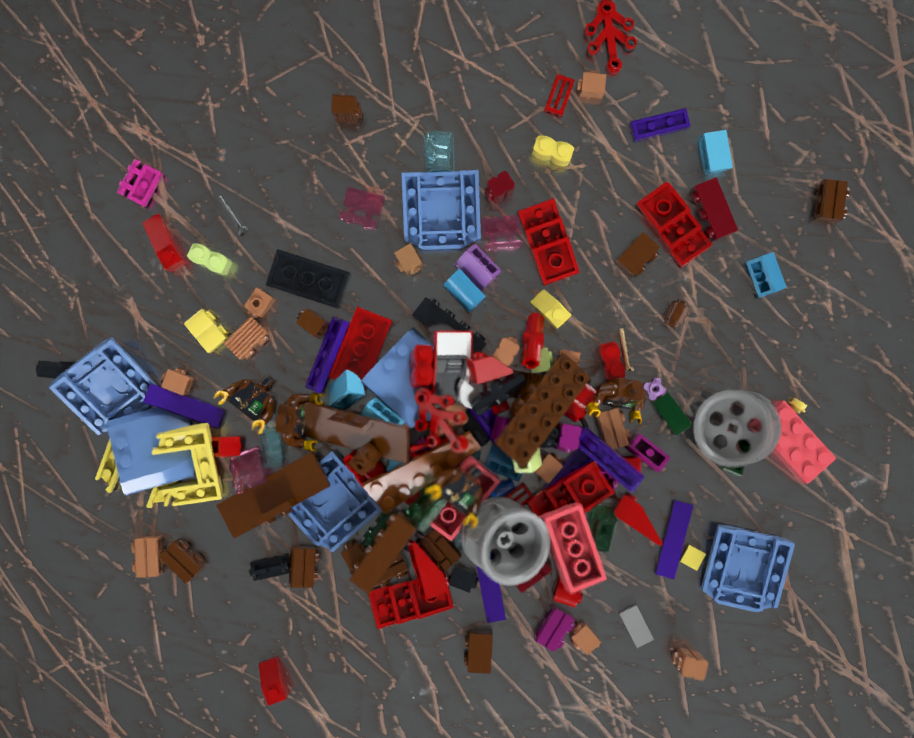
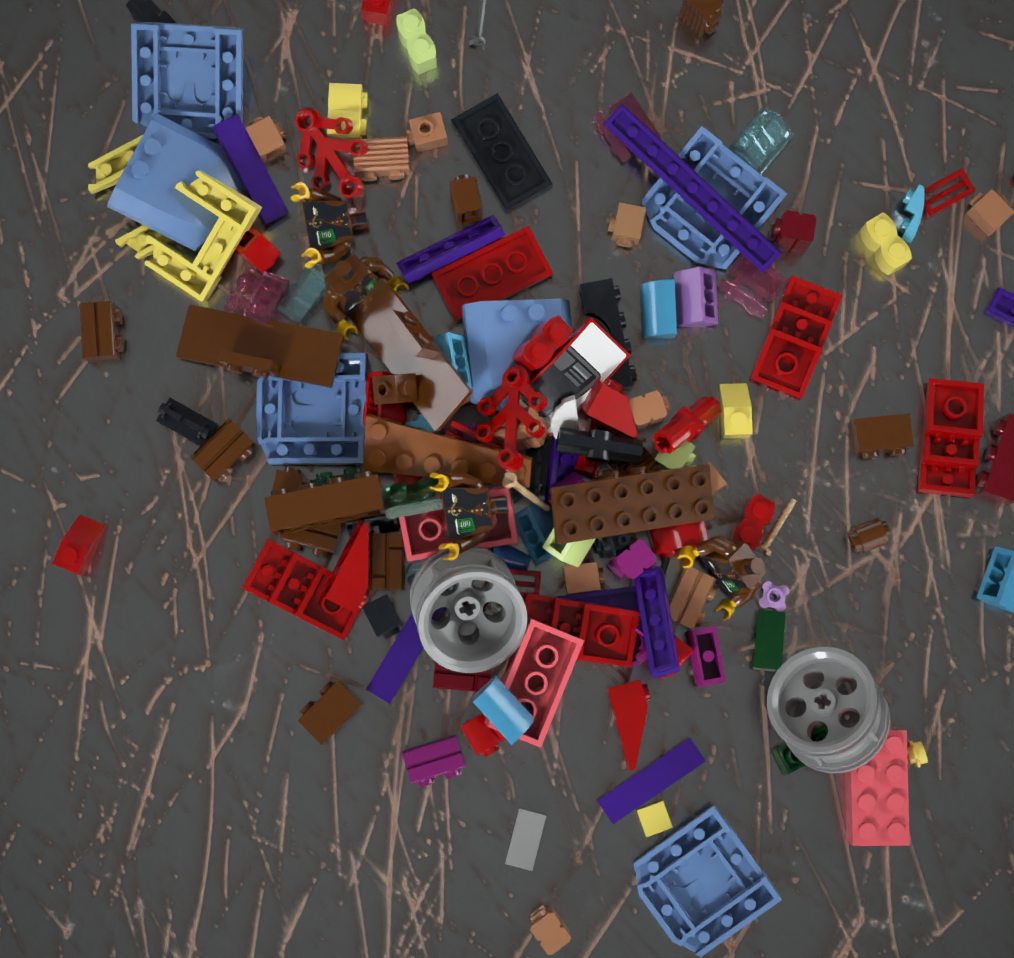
camera: 35 degrees right, 5 degrees down
(147, 551) = (67, 292): nougat brick -> none
(215, 361) = (326, 150): none -> red plant
(345, 390) = (437, 302): medium azure brick -> none
(426, 211) = (692, 188): none -> dark purple tile
(468, 453) = (510, 481): none -> tan piece
(550, 116) = (914, 205): none -> medium azure slope
(571, 579) = (503, 709): none -> dark azure brick
(584, 638) = (457, 799): nougat brick -> none
(603, 527) = (584, 694): clear green brick -> none

